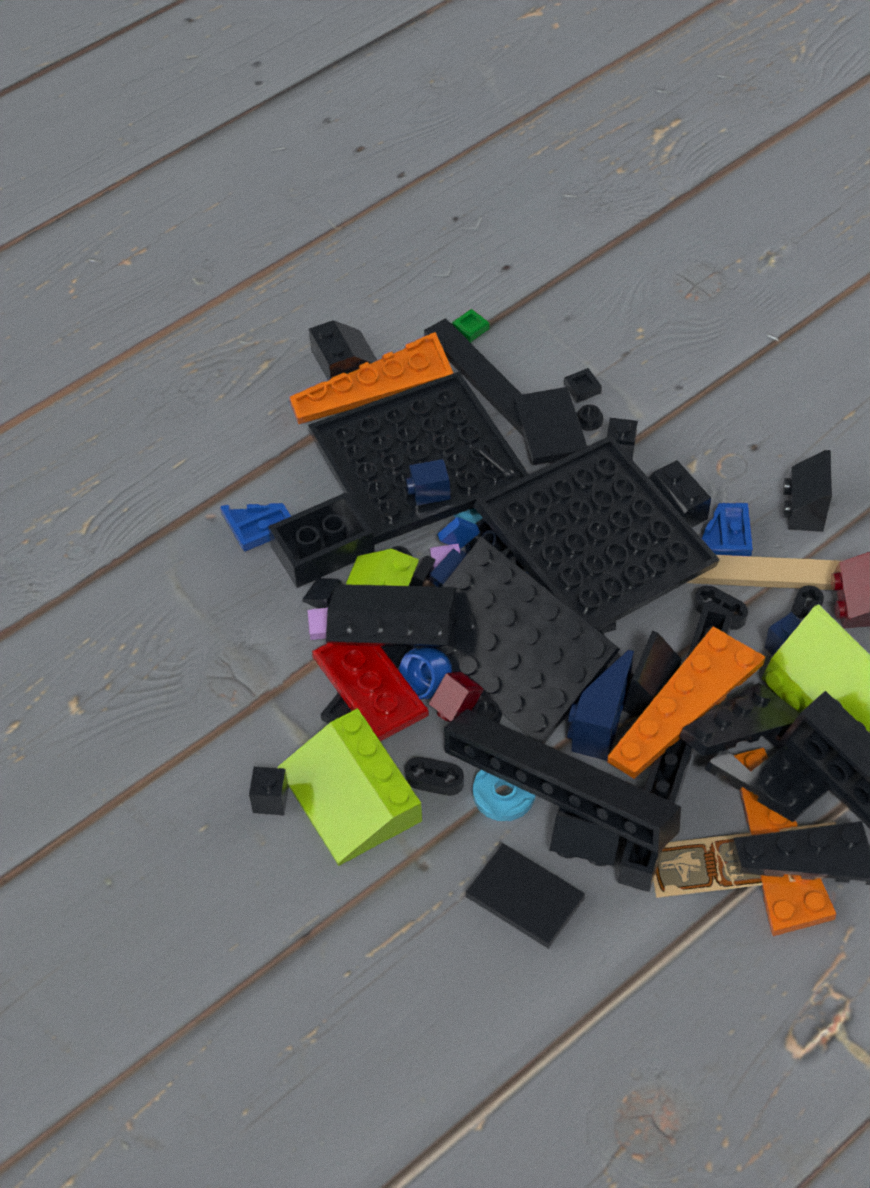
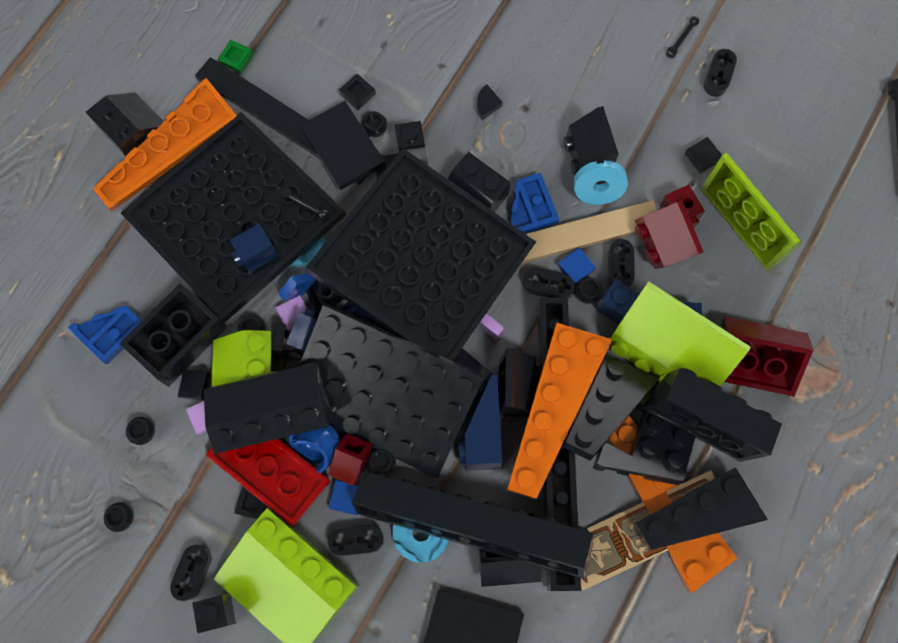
camera: 20 degrees left, 20 degrees up
(205, 683) = (118, 517): none -> black plate
(255, 616) = (140, 431): none -> black plate
(255, 751) = (197, 575): none -> black beam
(433, 736) = (342, 497): none -> blue tile
(643, 624) = (491, 328): none -> lavender tile
(715, 430) = (487, 102): none -> black tile
(757, 599) = (577, 266): none -> blue tile
(759, 623) = (588, 290): none -> black plate
(803, 540) = (604, 193): none -> medium azure tile

